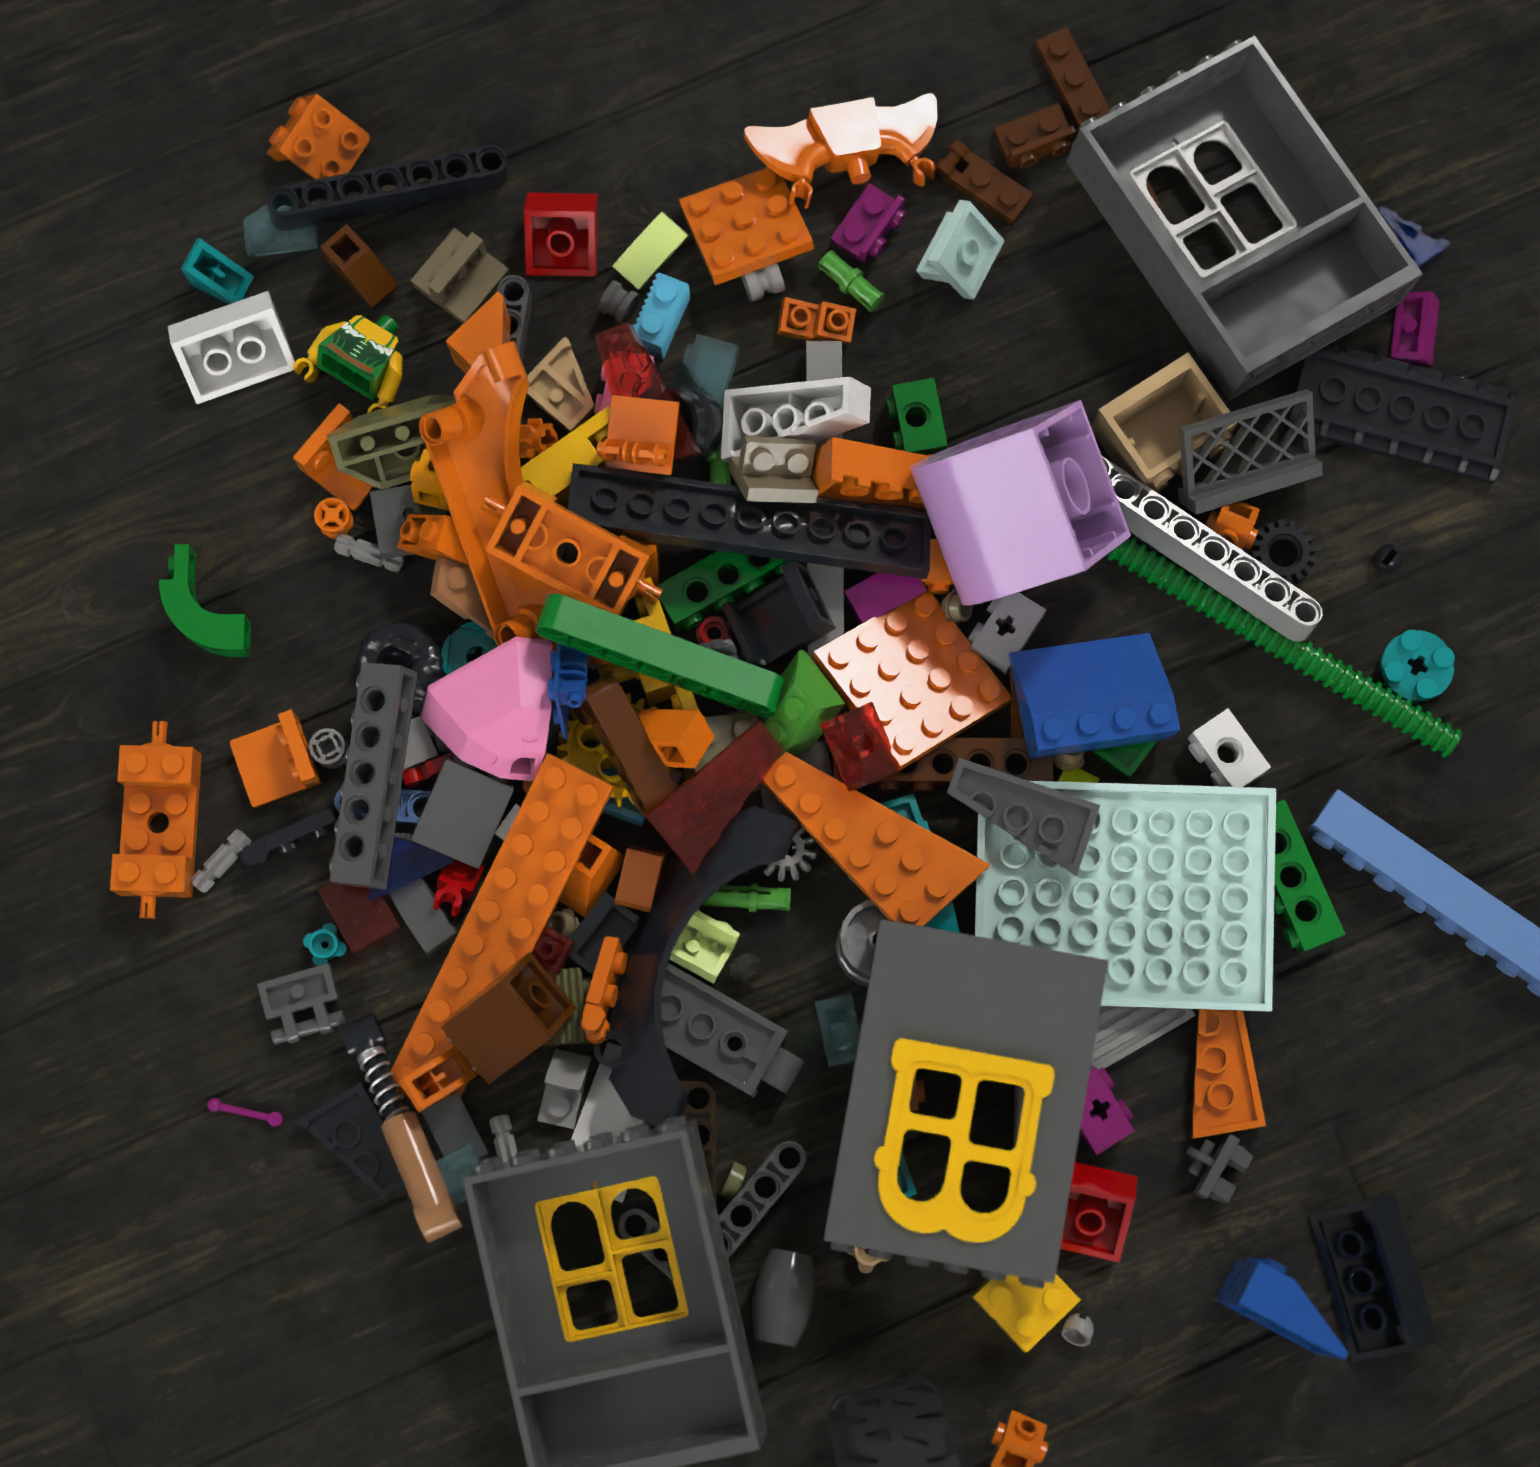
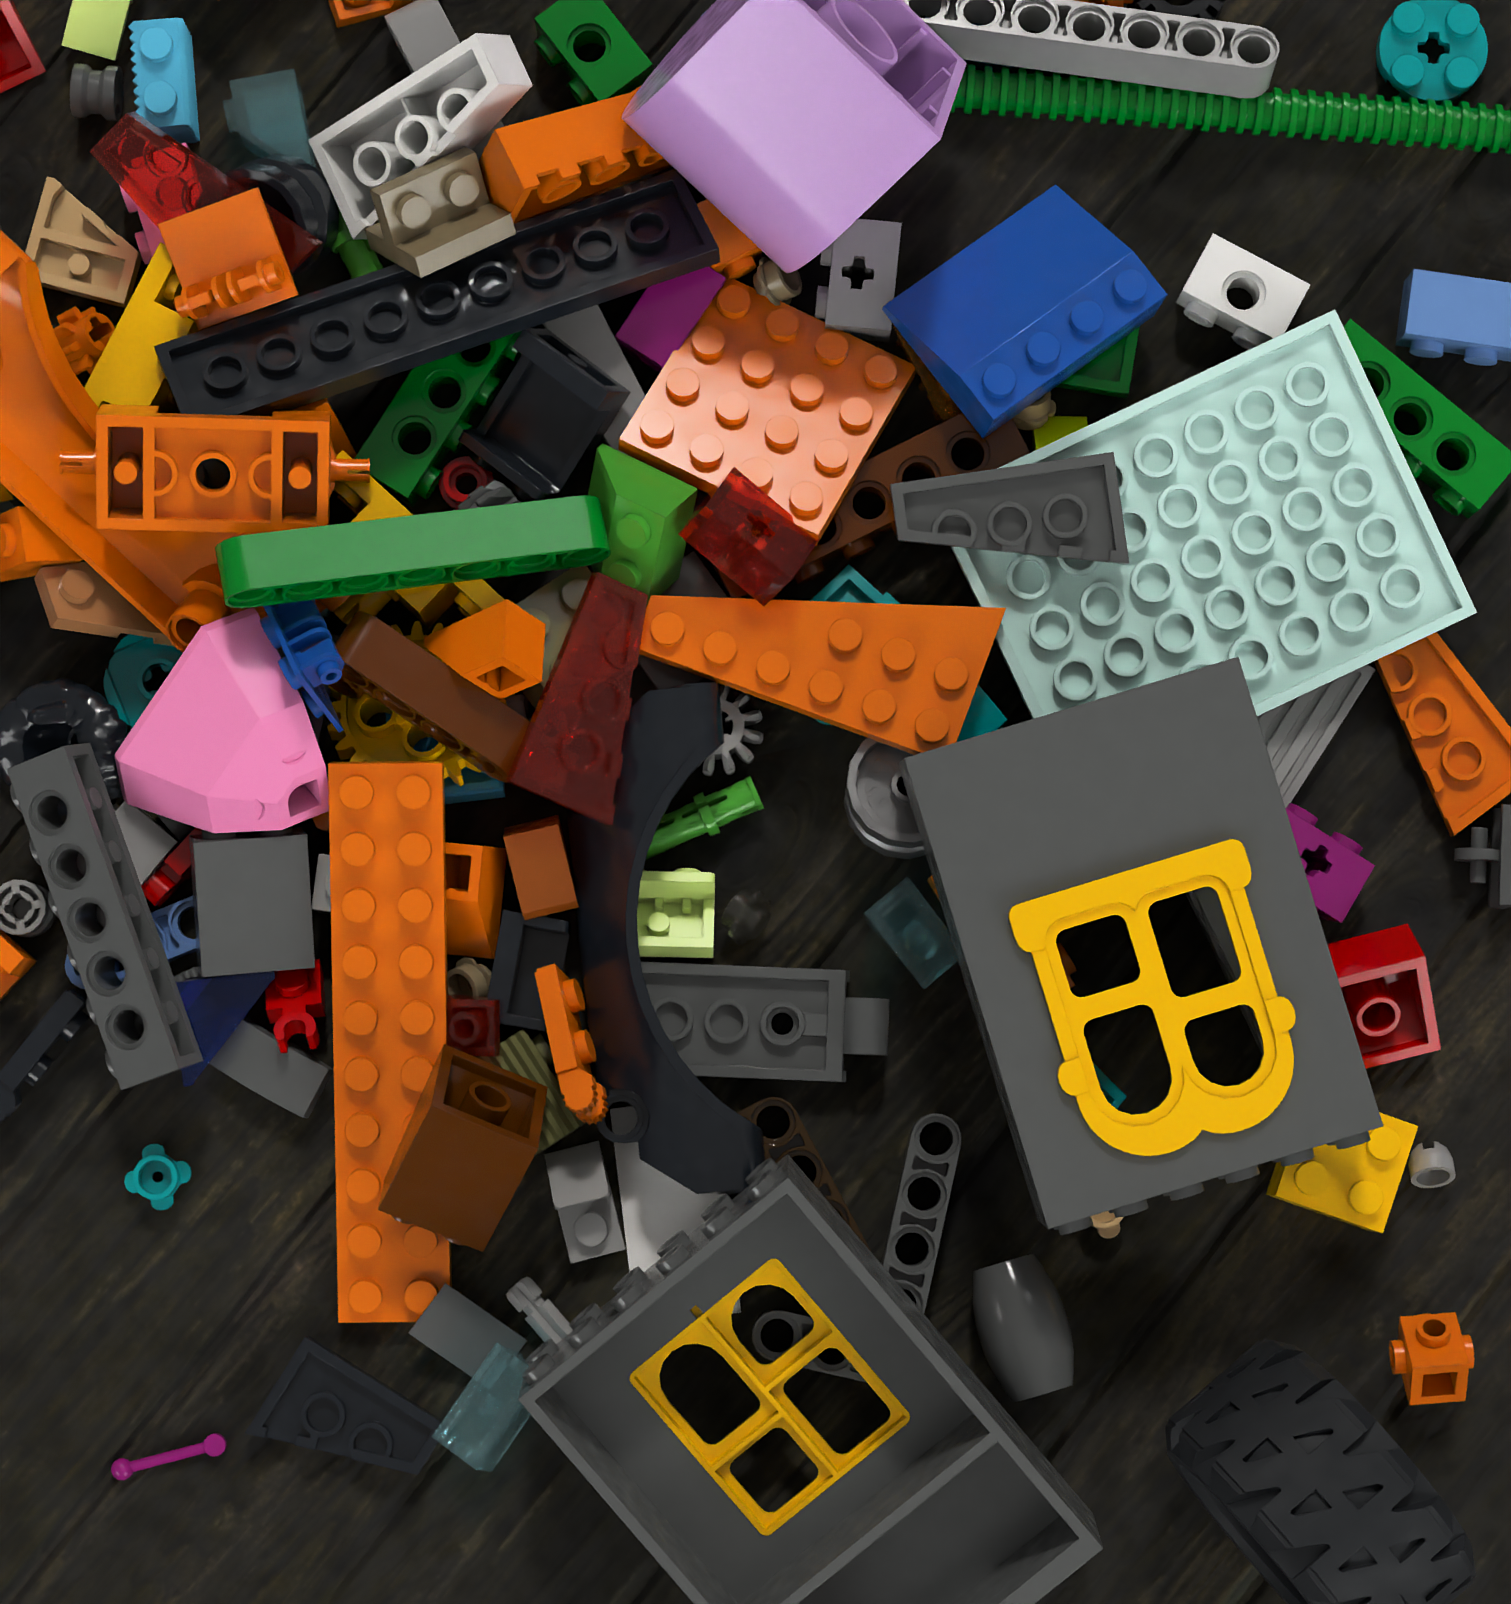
camera: 30 degrees left, 5 degrees up
(297, 993) = (156, 1261): dark grey plate -> none
(357, 917) = (183, 1117): clear red plate -> none
(432, 1202) = (491, 1450): medium nougat piece -> none
(437, 1078) = (408, 1279): orange slope -> none
(732, 1181) = (874, 1207): olive tile -> none

